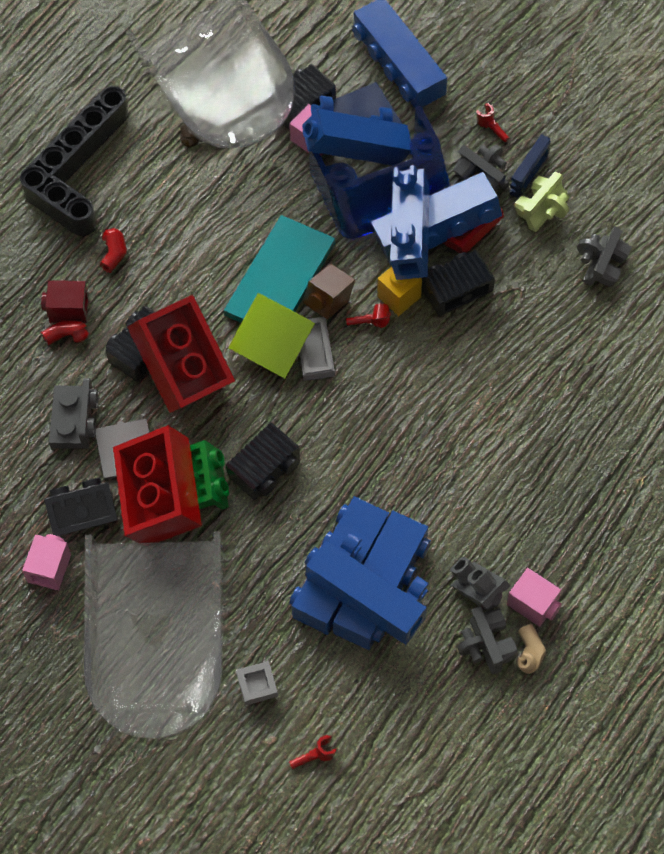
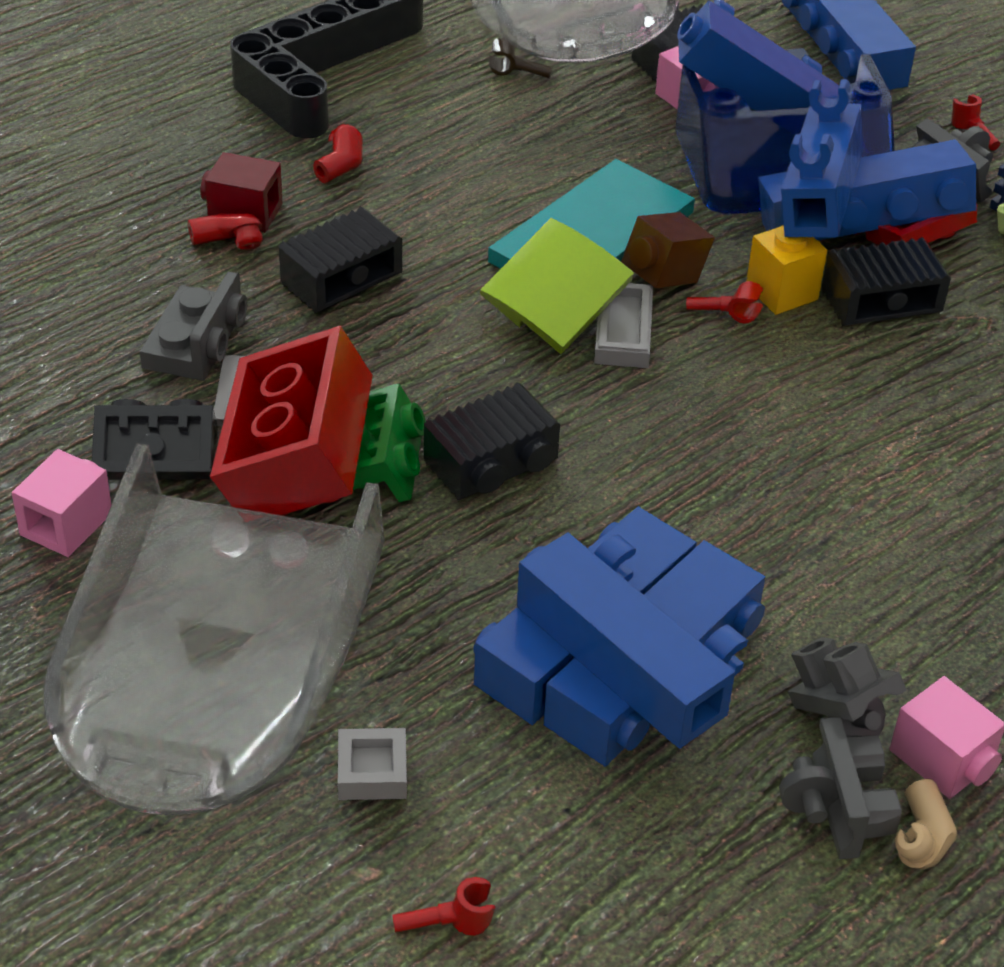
camera: 10 degrees right, 20 degrees down
(181, 353) = (398, 261): red brick -> none

